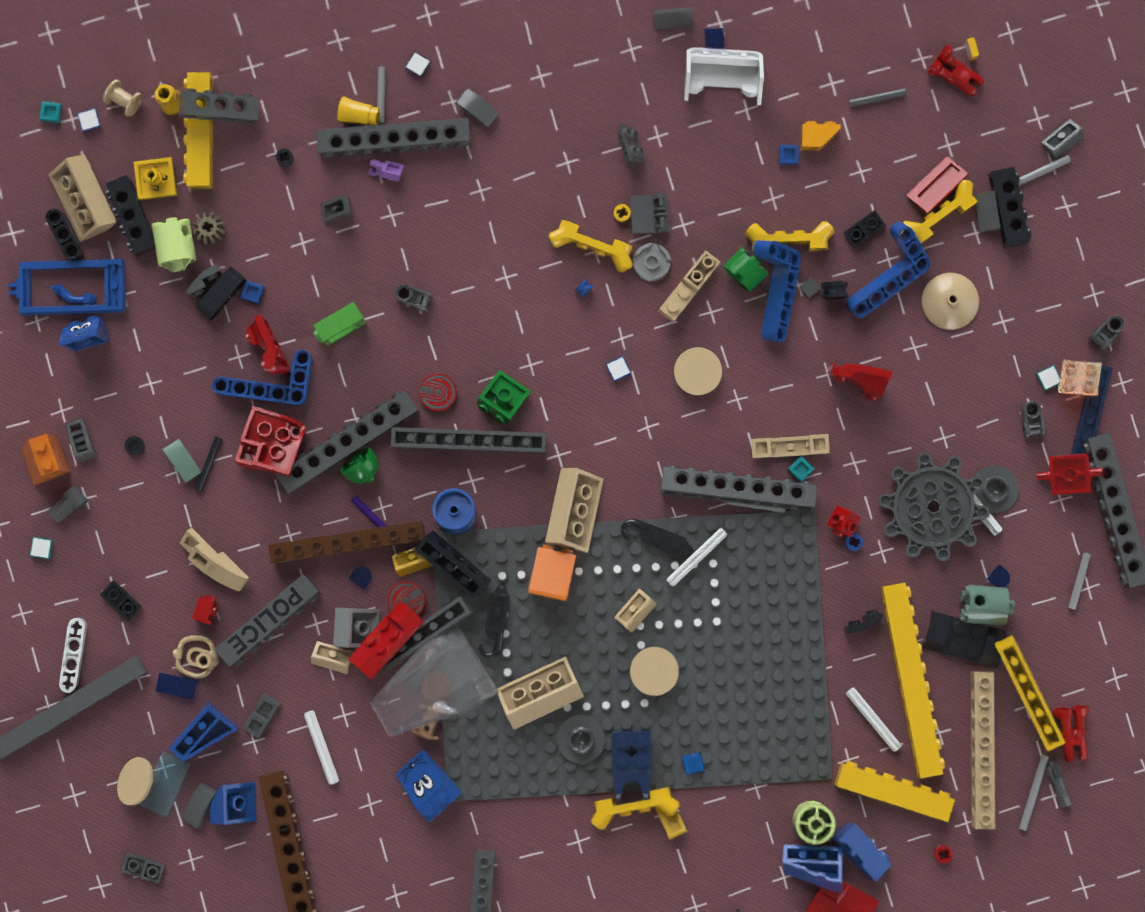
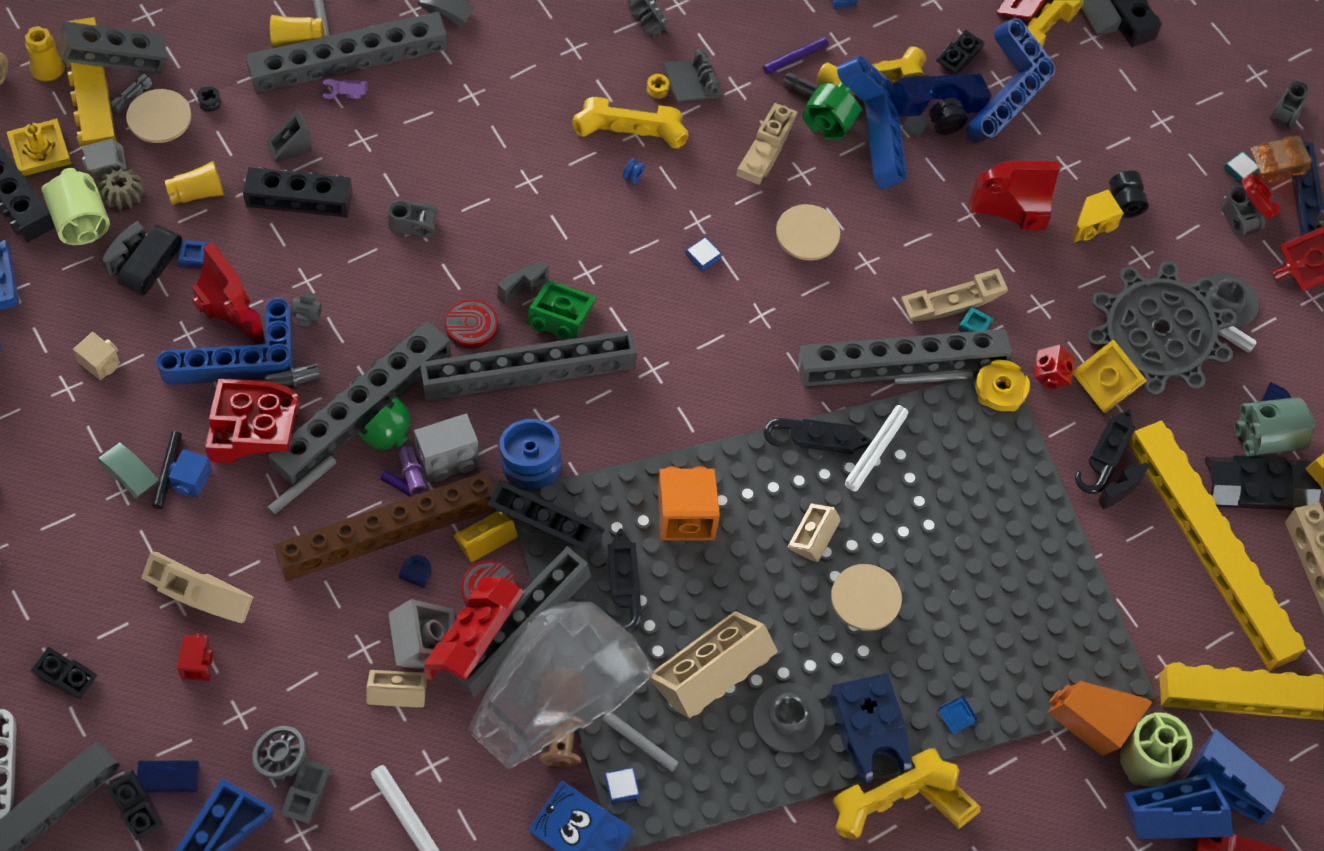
camera: 25 degrees left, 25 degrees down
(134, 445) = (55, 467): black tile -> none
(153, 702) = (134, 804): none -> black slope
(173, 366) = (97, 355): none -> tan brick
(200, 201) = (103, 156): none -> light grey brick
(206, 659) = (208, 717): tan piece -> none
(221, 473) = (189, 473): none -> blue brick
(228, 141) = (130, 93): none -> dark grey axle
(244, 170) = (159, 116): none -> tan piece
(248, 688) = (280, 752): none -> dark grey wheel
(262, 236) = (195, 184): none -> yellow plant
(267, 620) = (290, 654): dark grey brick -> none
(296, 495) = (301, 485): none -> light grey bar
(304, 410) = (295, 375): none -> dark grey axle
(305, 251) = (309, 198): none -> black brick
(323, 359) = (306, 309): none -> dark grey gear
(339, 324) = (321, 259): bright green window -> none
(372, 503) = (412, 471): none -> medium lavender axle
(396, 496) = (447, 448): none -> light grey brick
(460, 760) = (622, 785): none -> white tile
(481, 735) = (640, 741): none -> light grey bar
(487, 366) = (528, 278): none -> dark grey slope
(574, 509) = (694, 420): tan slope -> none
(651, 262) = (710, 132): light grey tile -> none
(734, 237) = (799, 85): none -> dark grey axle
(735, 205) = (796, 55): none -> dark purple bar
(784, 790) = (1098, 714): none -> orange slope
(810, 523) = (1000, 399): none -> yellow plate
(851, 547) = (1074, 401): blue bush -> none
(854, 271) = (913, 94): none -> clear blue arch
(862, 593) = (1108, 451): none -> black plate
(873, 719) = (1183, 607): white axle -> none
(881, 536) = (1109, 376): none -> yellow plate
(919, 399) = (1098, 215): none -> yellow slope
(938, 306) = (1090, 110): tan dish -> none
(950, 387) = (1128, 192): none -> black wheel
(1049, 412) = (1260, 196): none -> red tile

